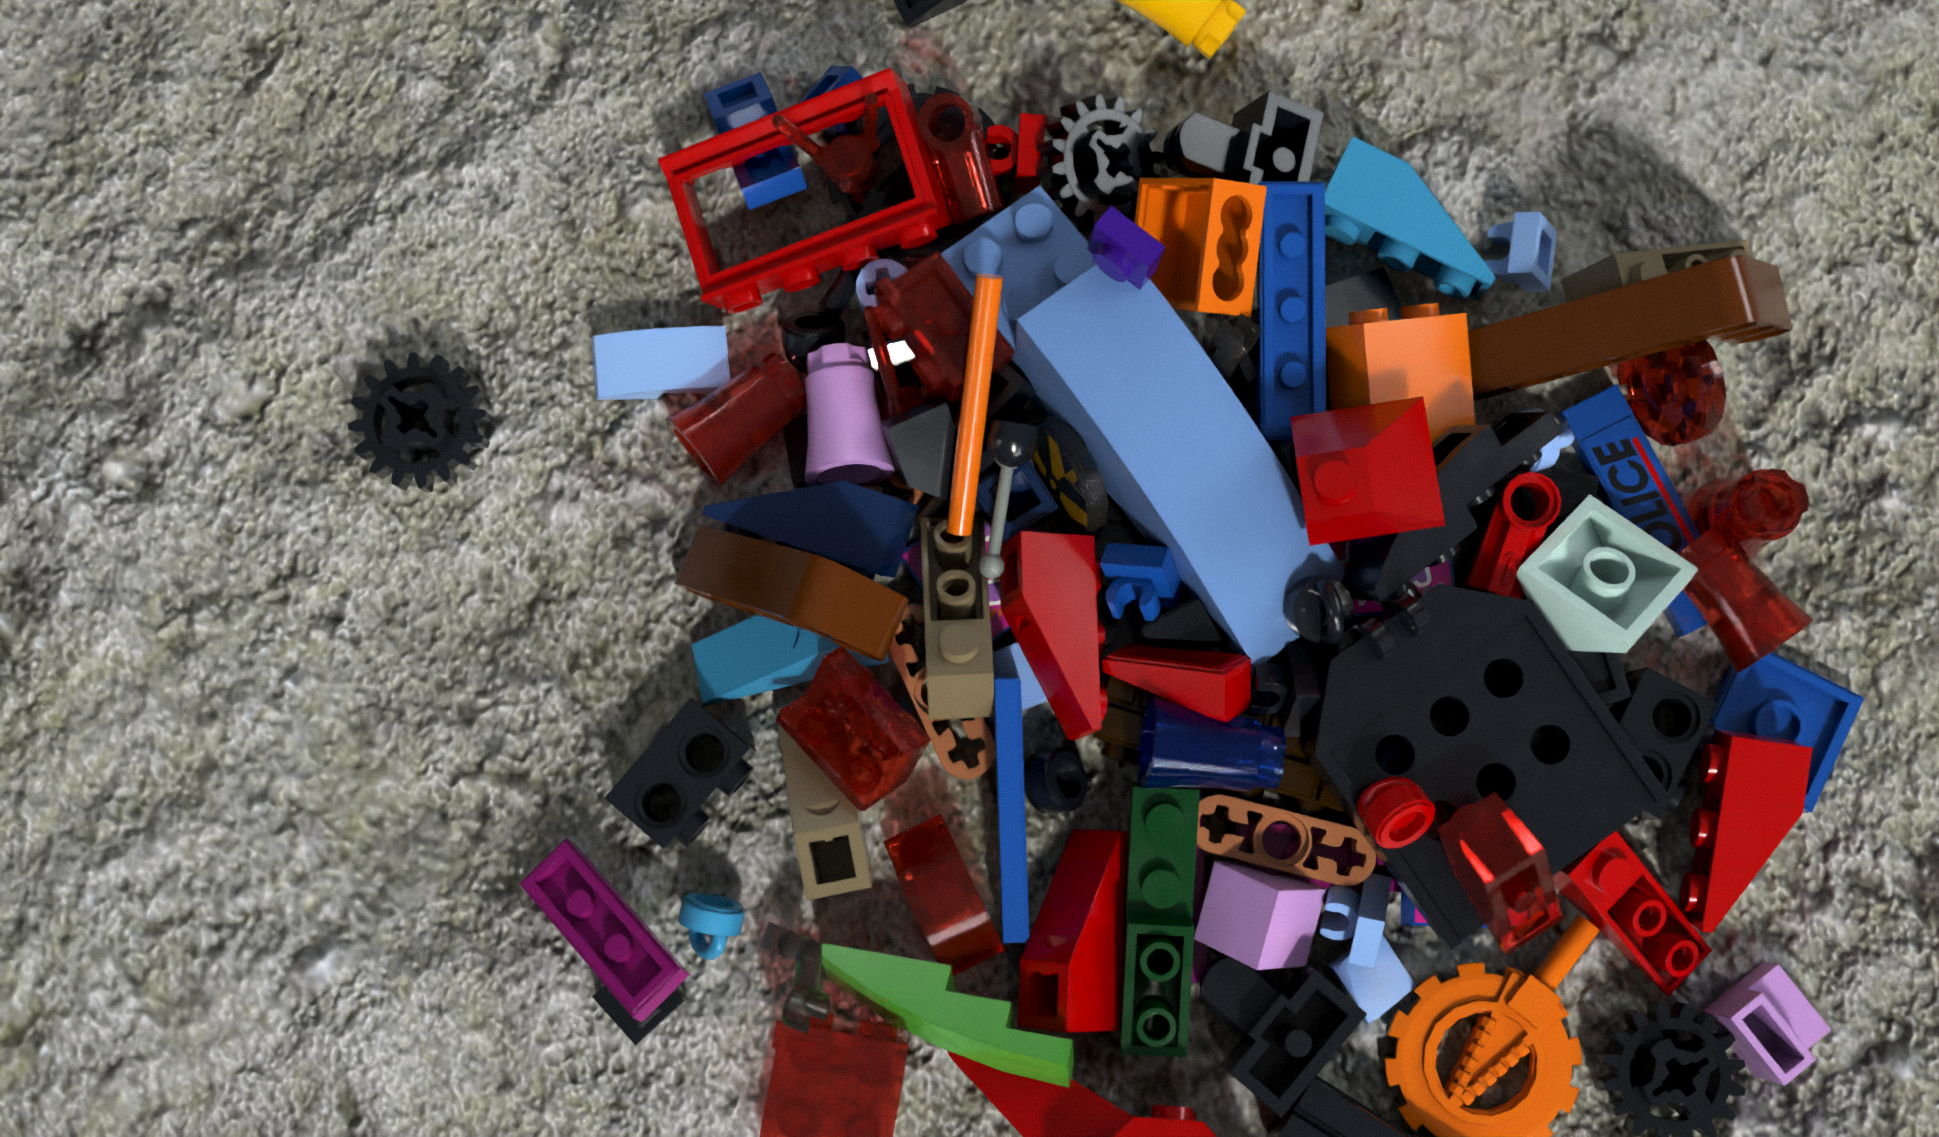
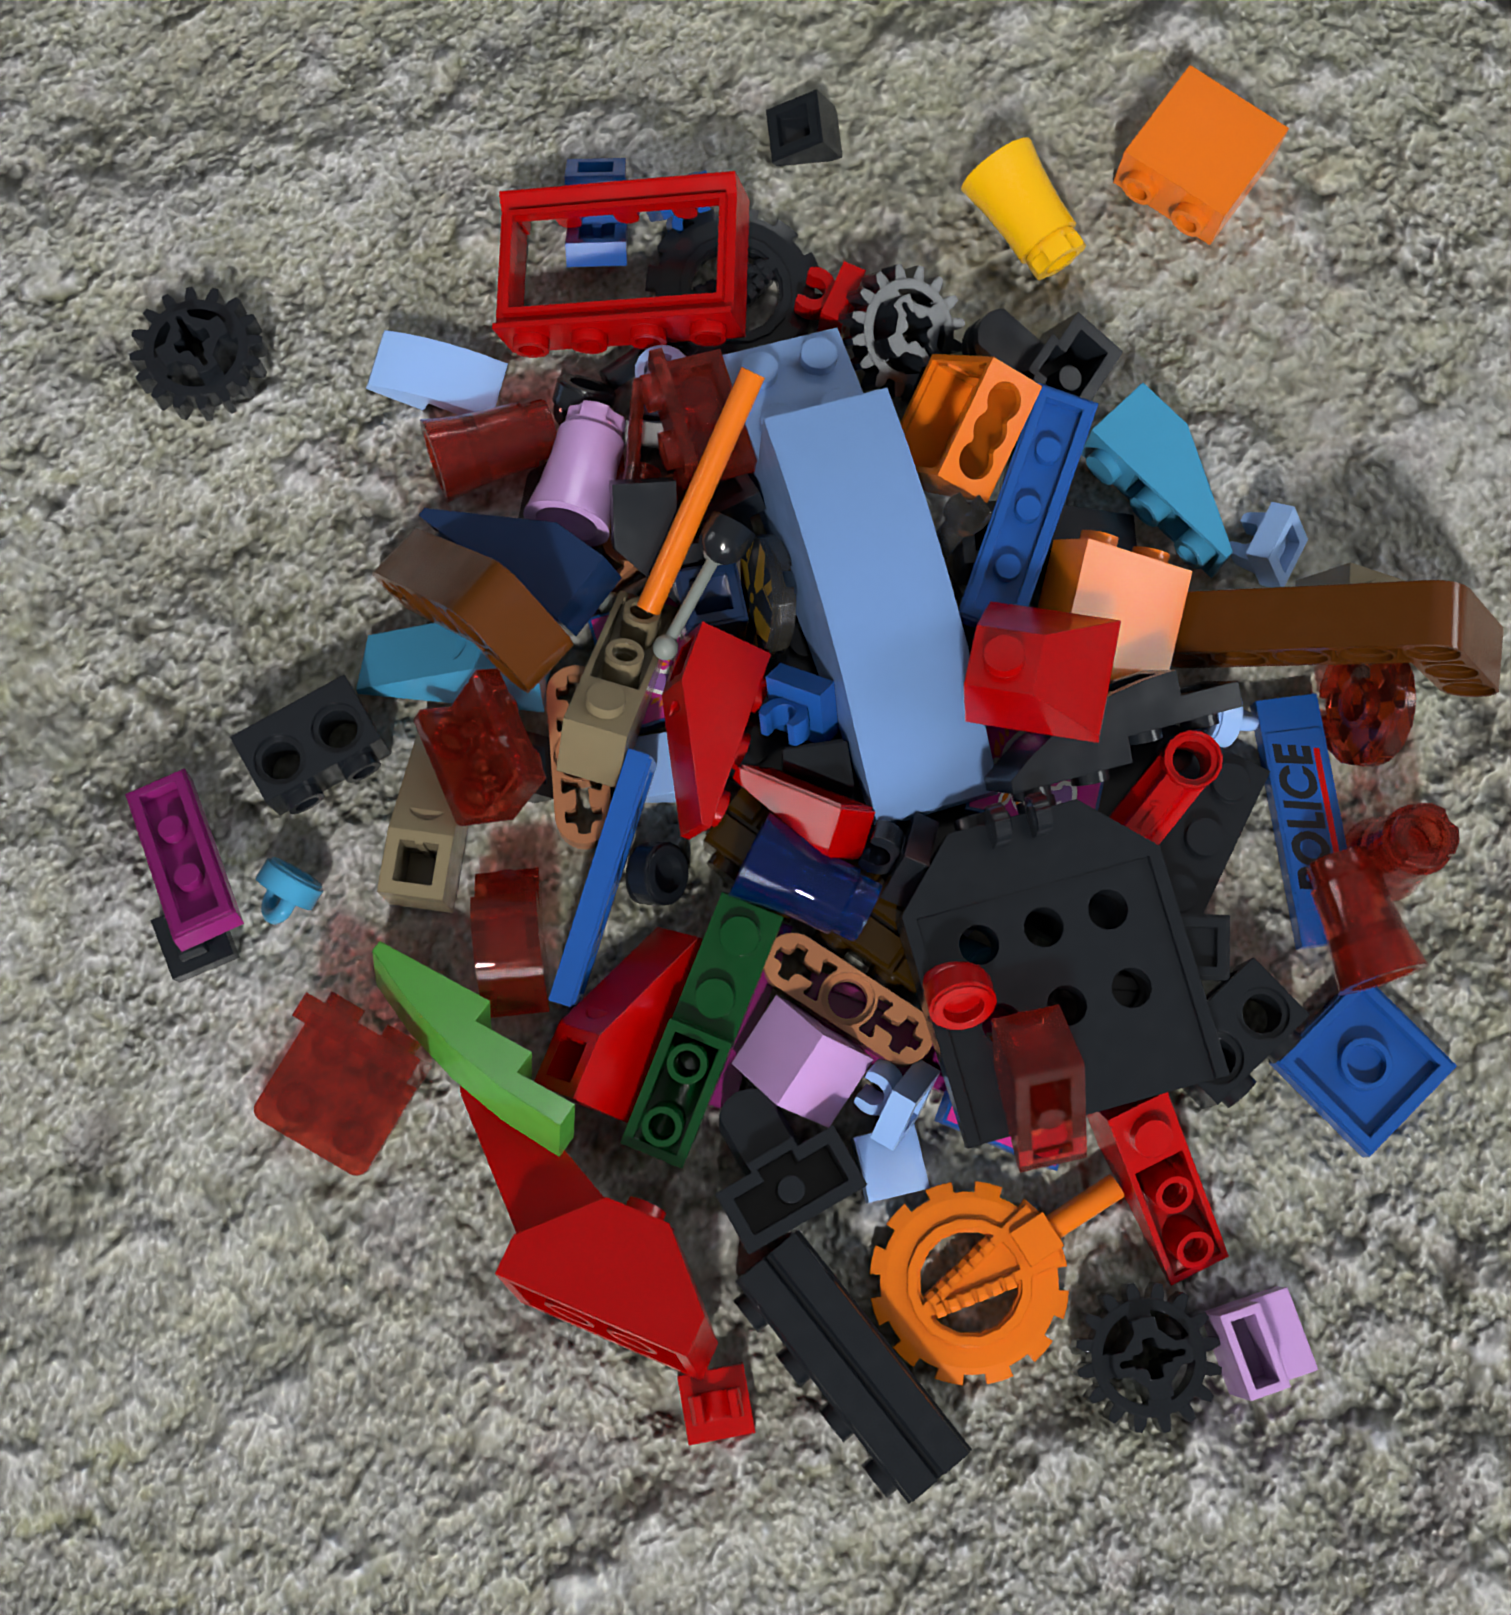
camera: 15 degrees right, 5 degrees down
(806, 995) = (343, 975): clear smoke arm -> none
(846, 158) = (670, 247): clear red plant -> none
(961, 164) = (773, 284): clear red piece -> none
(1124, 249) = (885, 384): dark purple plate -> none
(1319, 609) = (955, 787): black tile -> none
(1602, 579) = (1236, 857): light aqua slope -> none
(1747, 809) = (1309, 1123): red slope -> none

